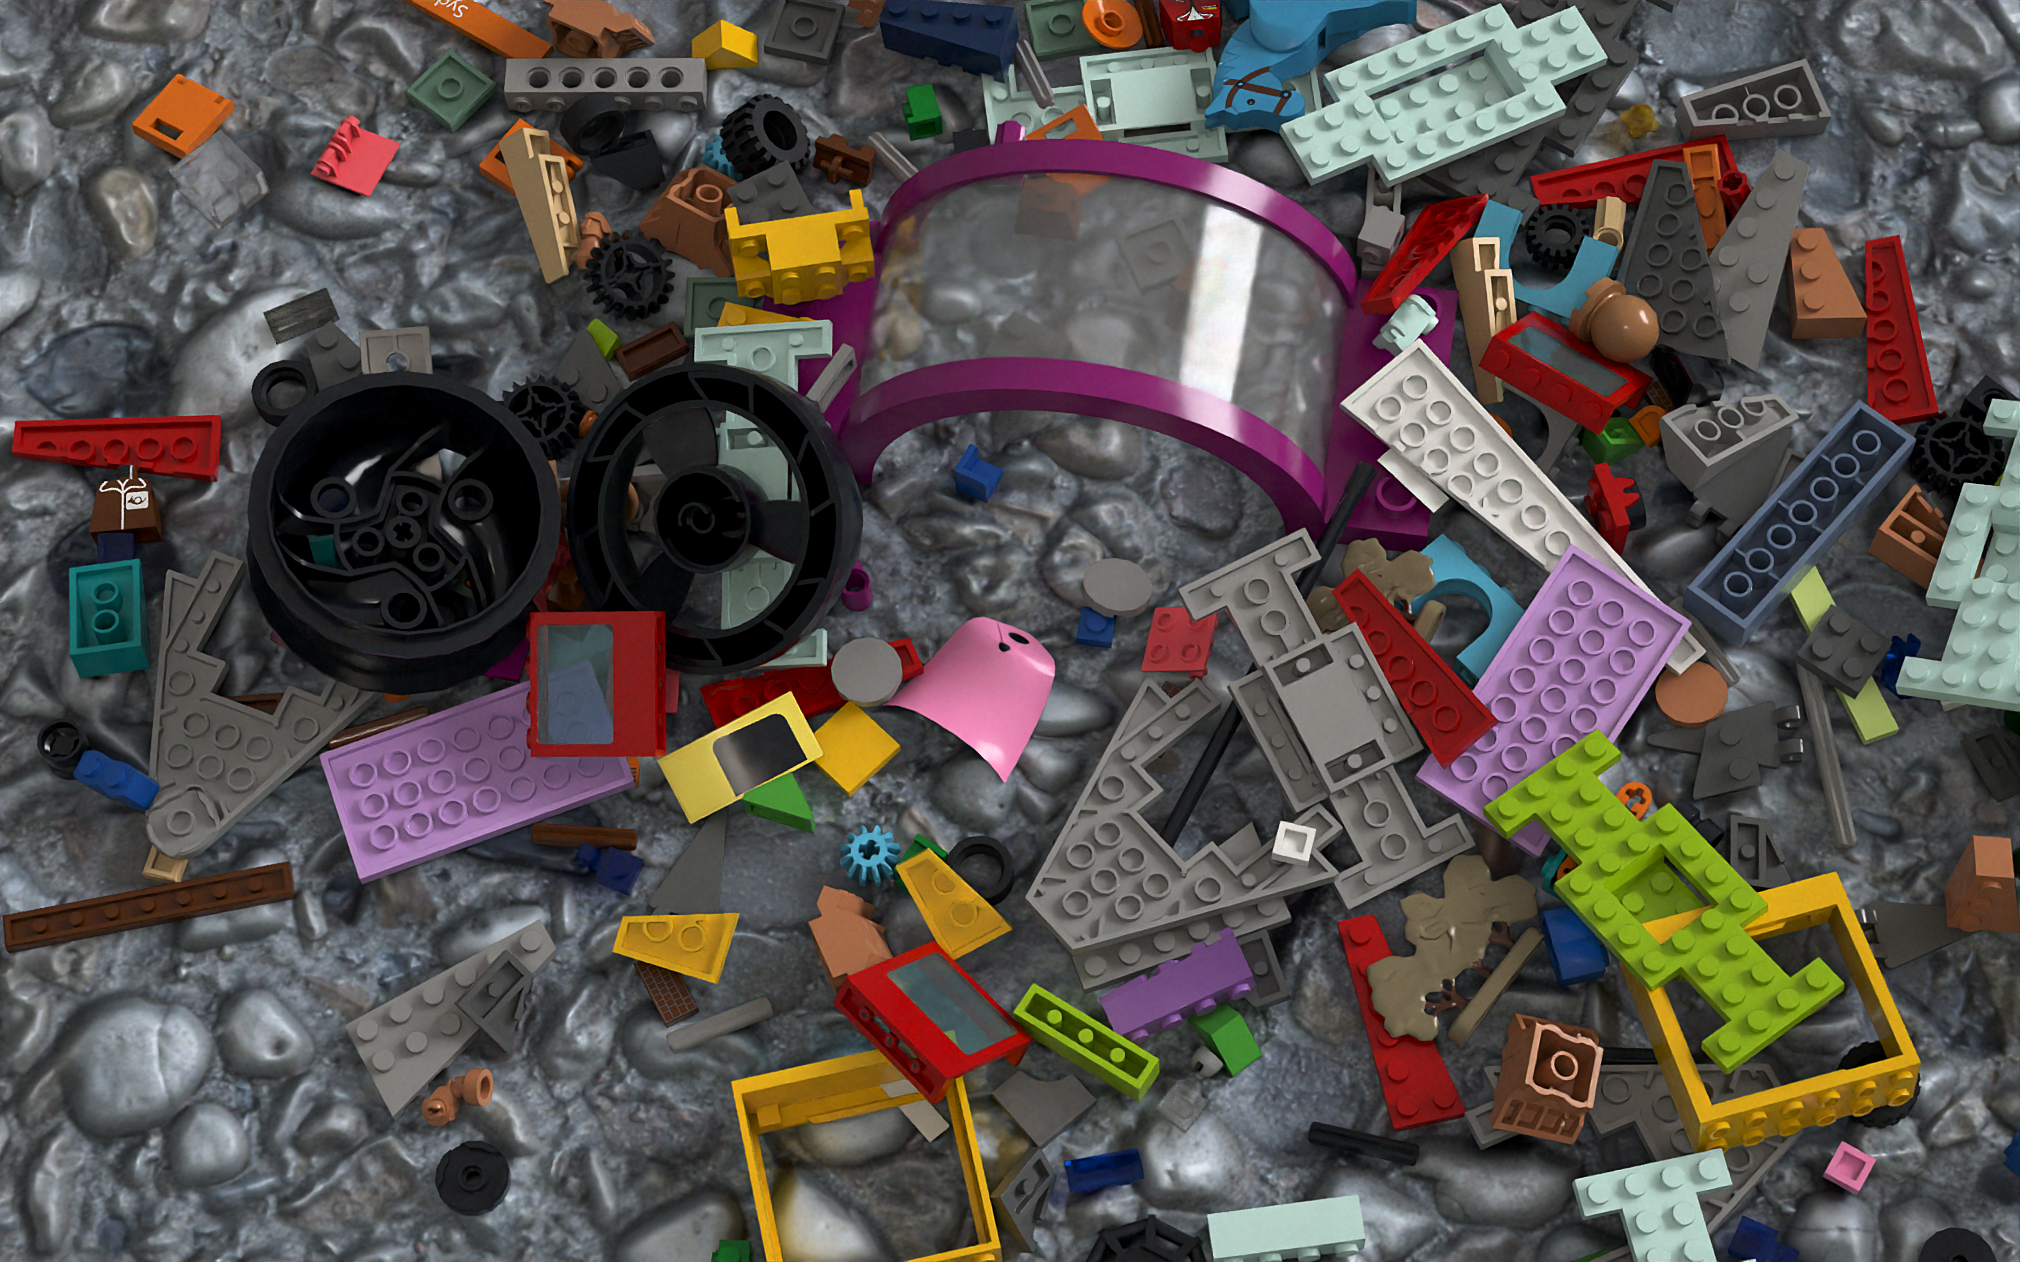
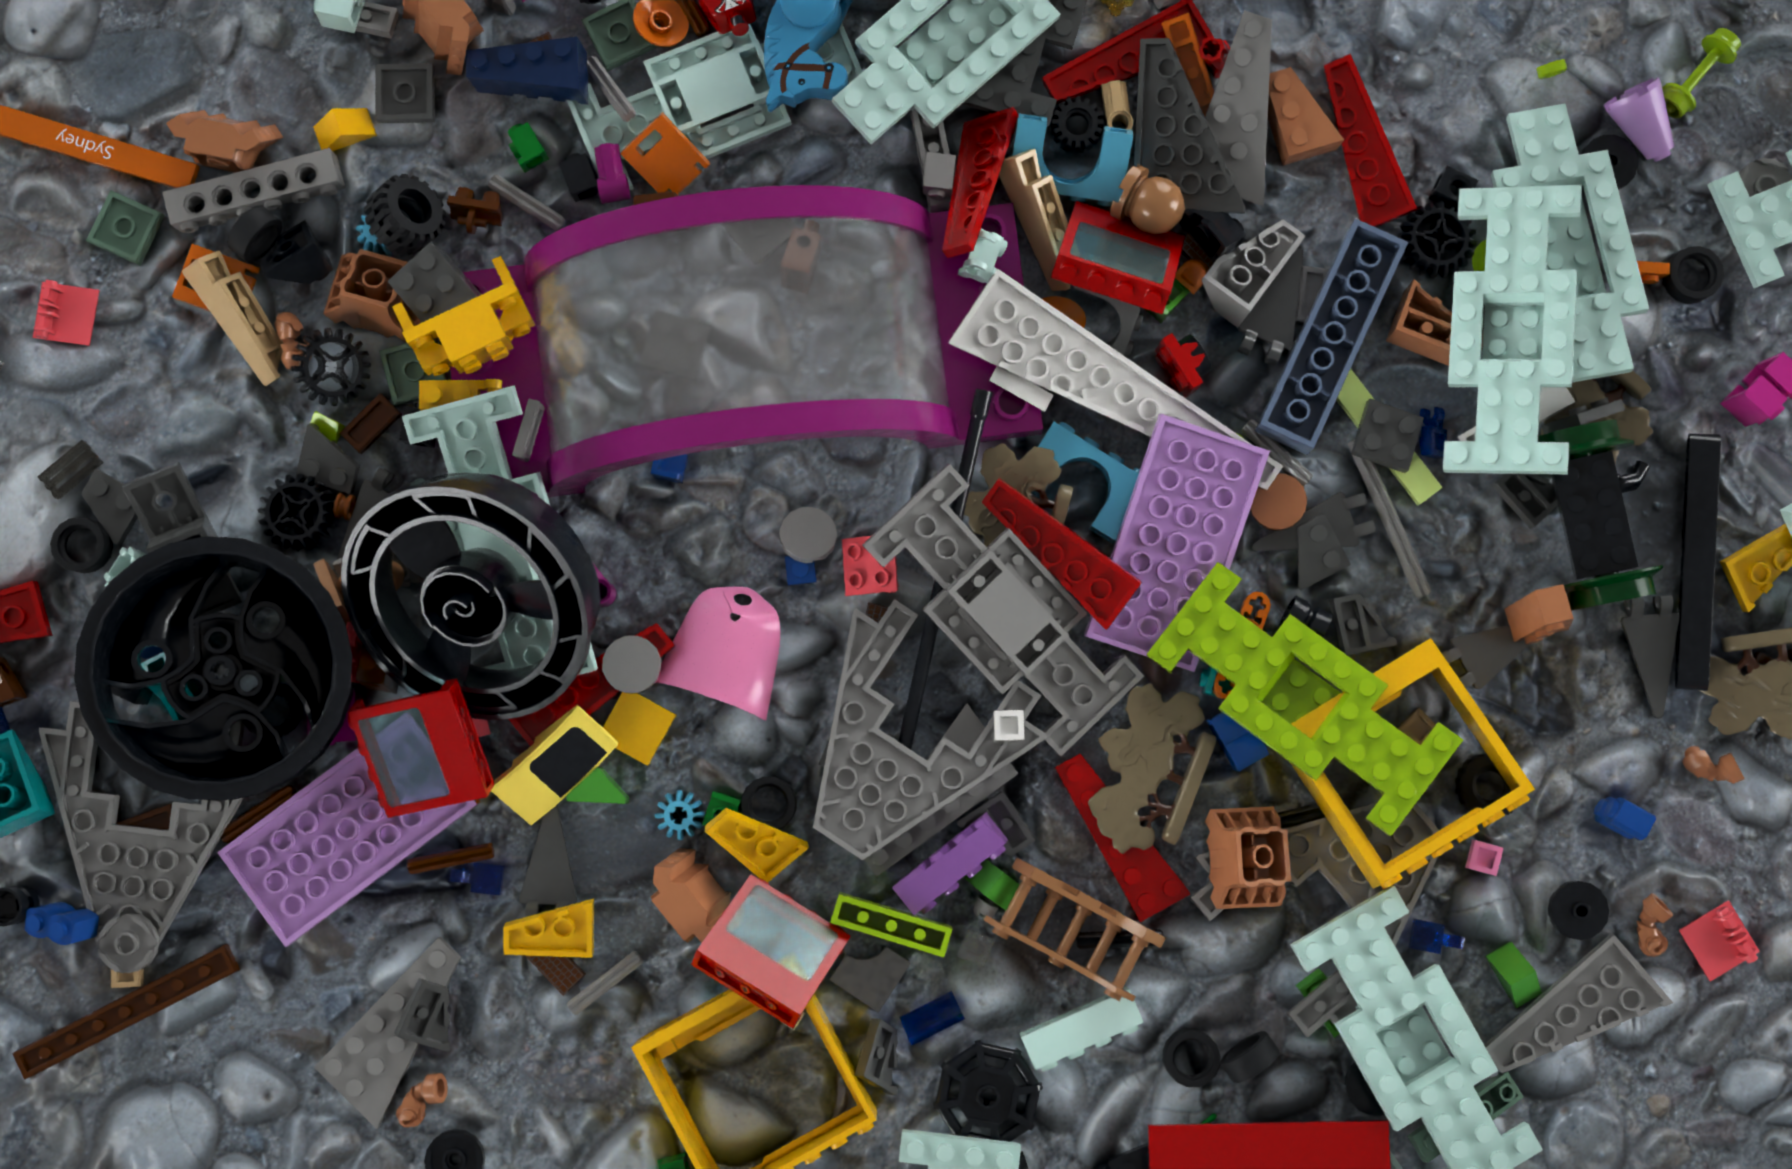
camera: 20 degrees left, 20 degrees up
(1332, 1088) = (1085, 907): none -> medium nougat fence

